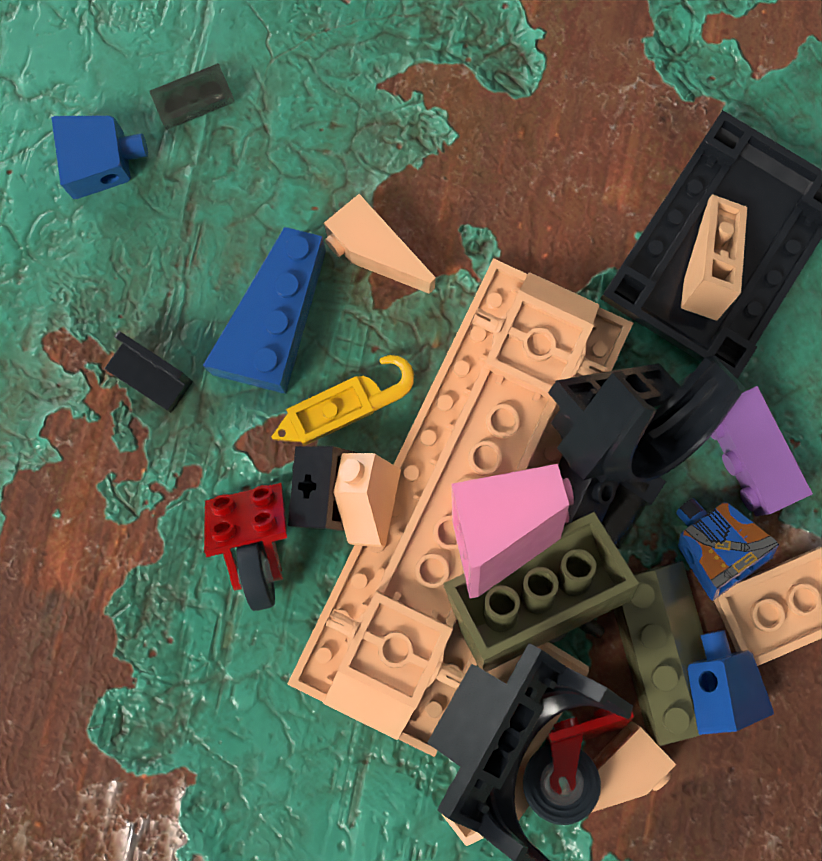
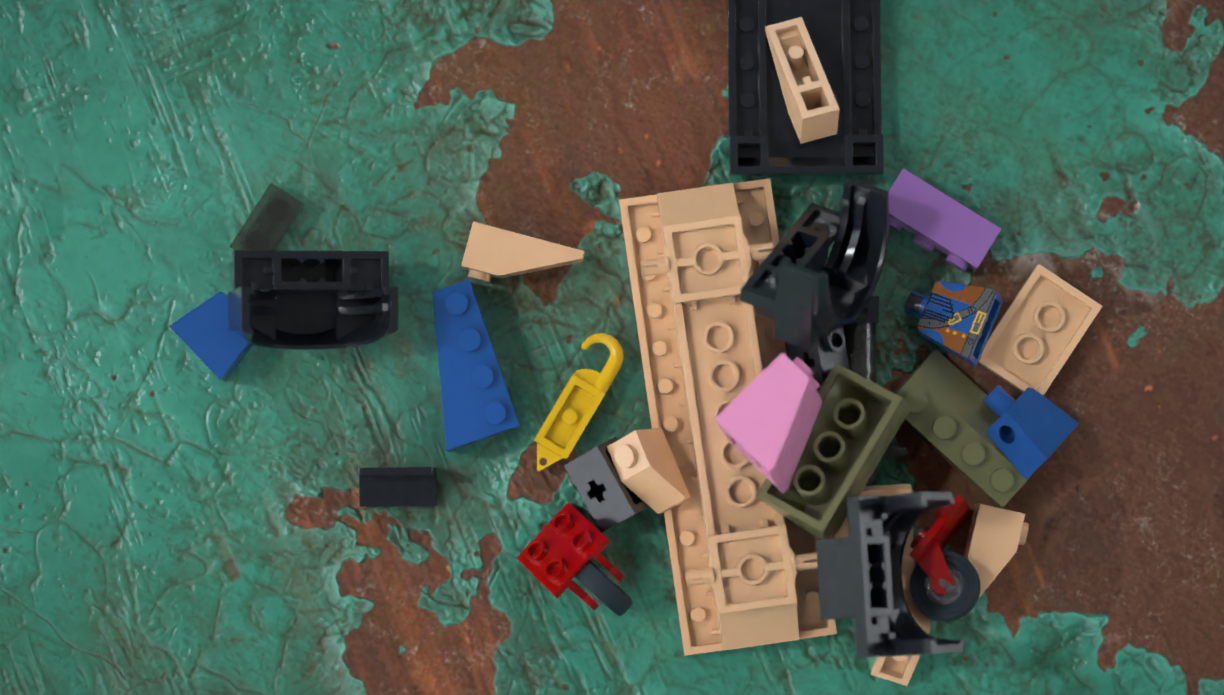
camera: 30 degrees left, 5 degrees up
(177, 163) = (308, 300): none -> black piece

